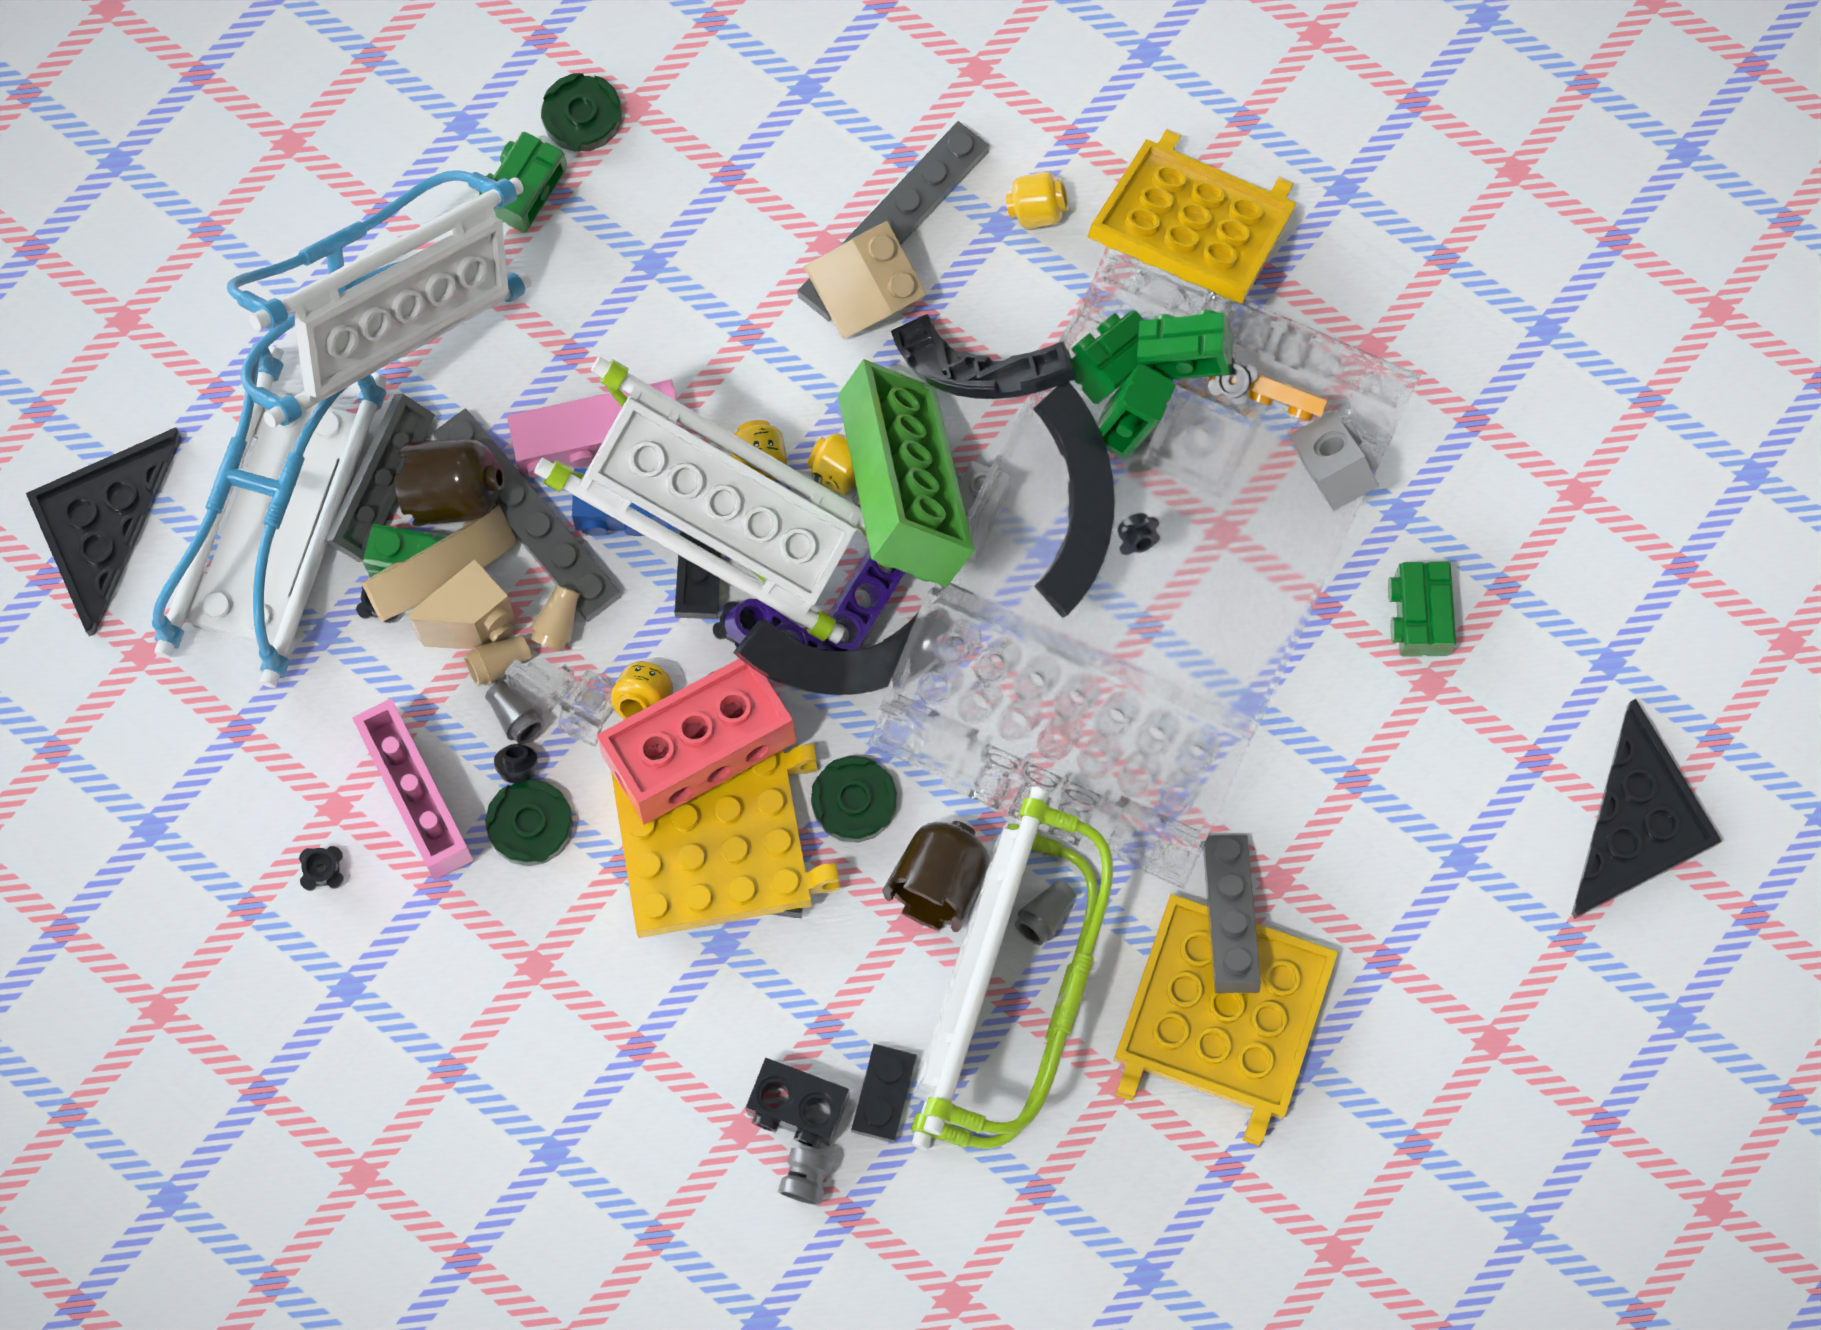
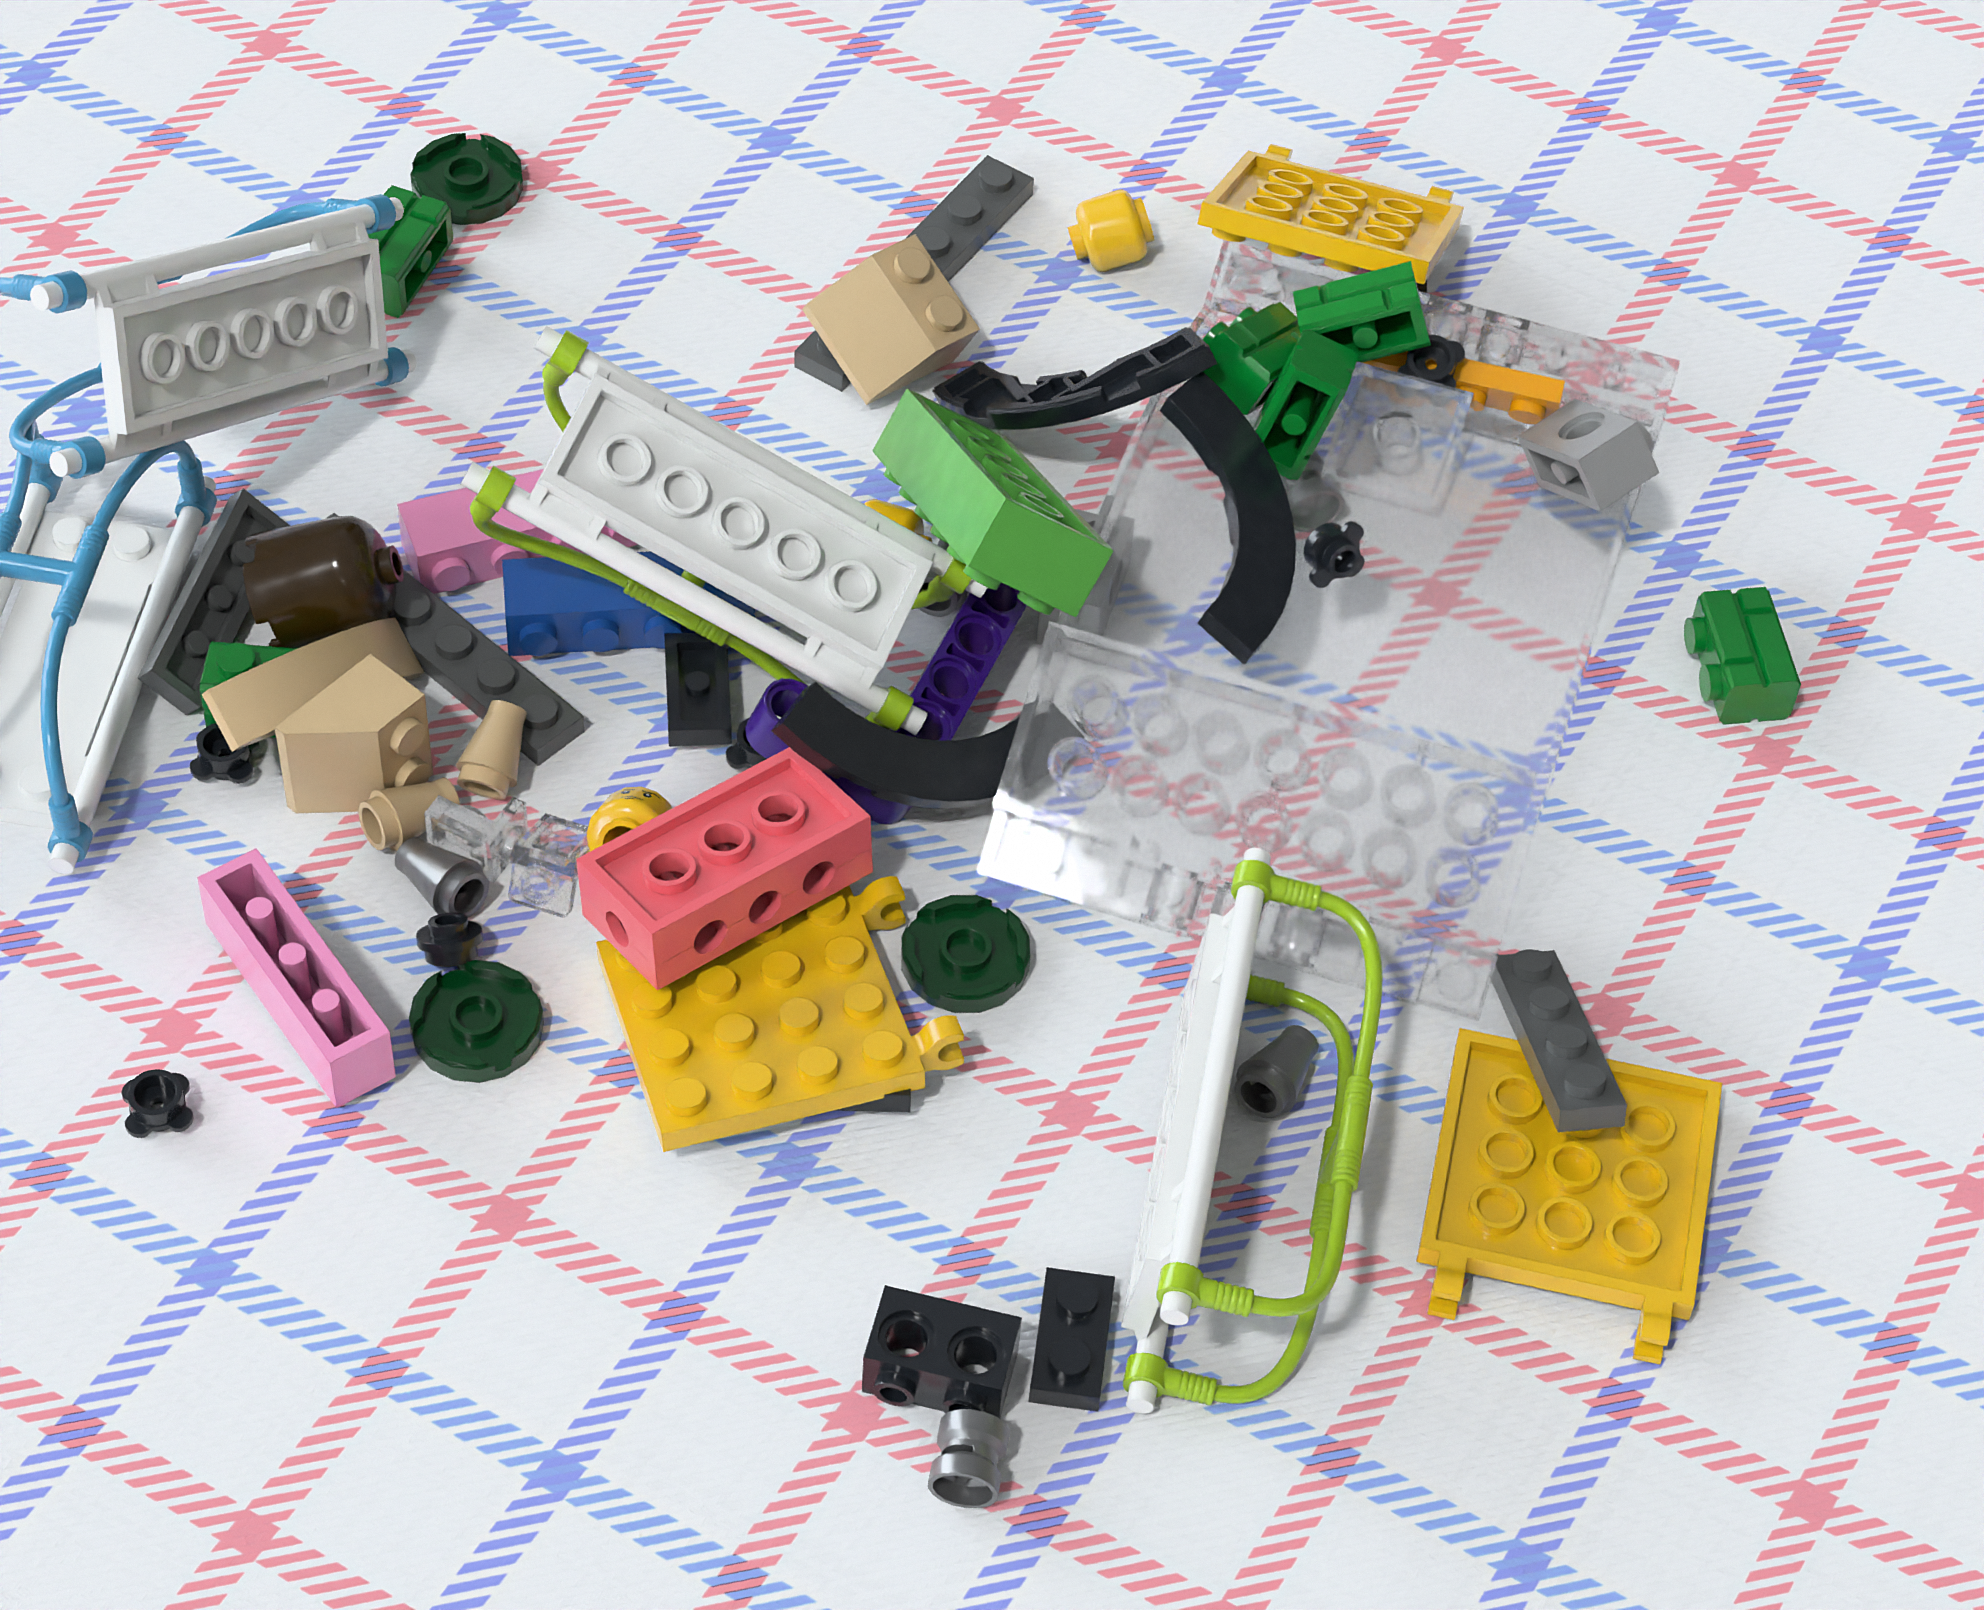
camera: 10 degrees left, 20 degrees down
(939, 875) = (1111, 1027): dark brown cylinder -> none

